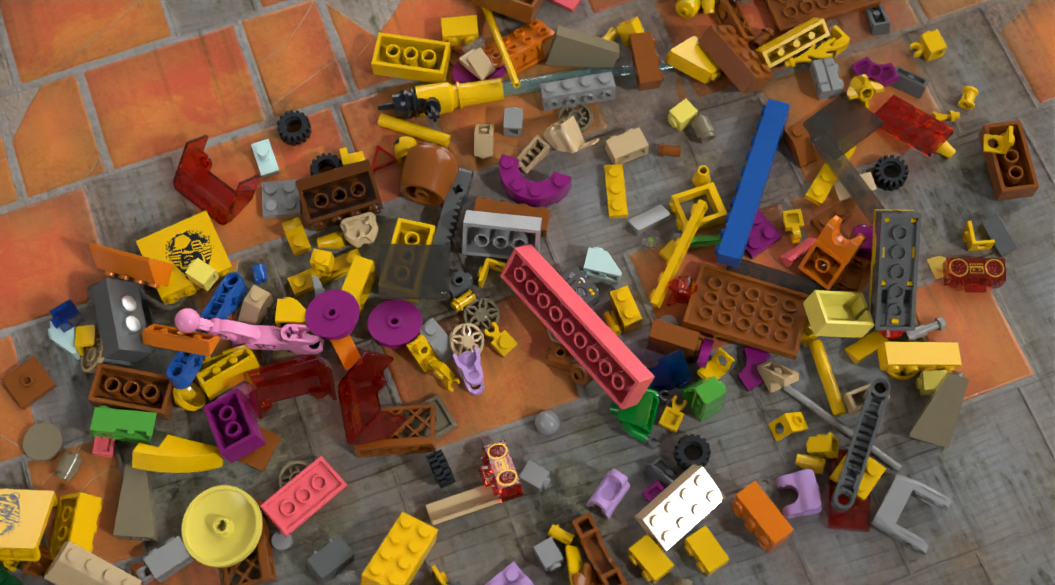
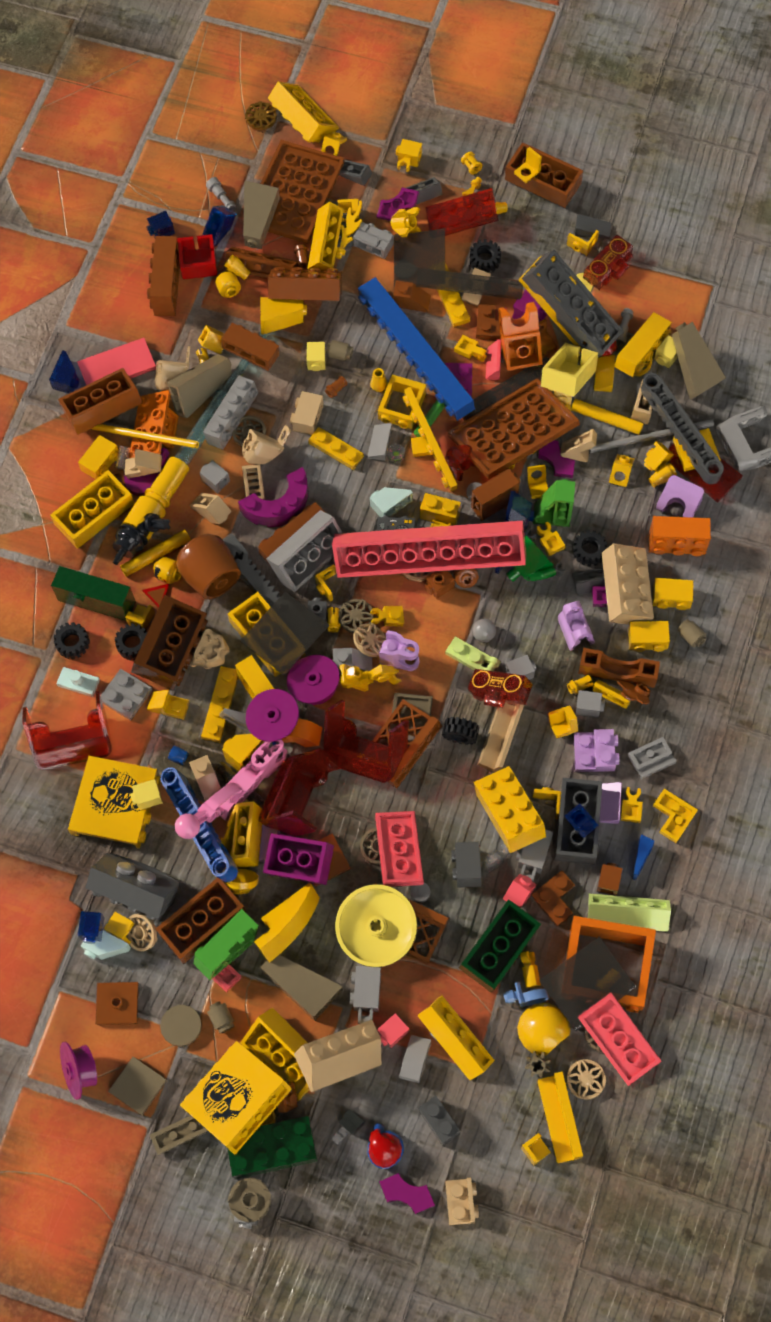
camera: 50 degrees left, 0 degrees up
(131, 265) = (90, 844): orange slope -> none
(173, 339) = (193, 848): orange slope -> none
(322, 263) = (215, 698): yellow brick -> none
(332, 241) = (198, 680): yellow cone -> none
(340, 111) = (93, 593): none -> dark green brick
(515, 545) = (563, 721): none -> yellow panel
(517, 430) = (470, 655): none -> yellowish green plate
(572, 20) = (168, 370): none -> tan piece
(705, 352) = (526, 484): magenta beam -> none

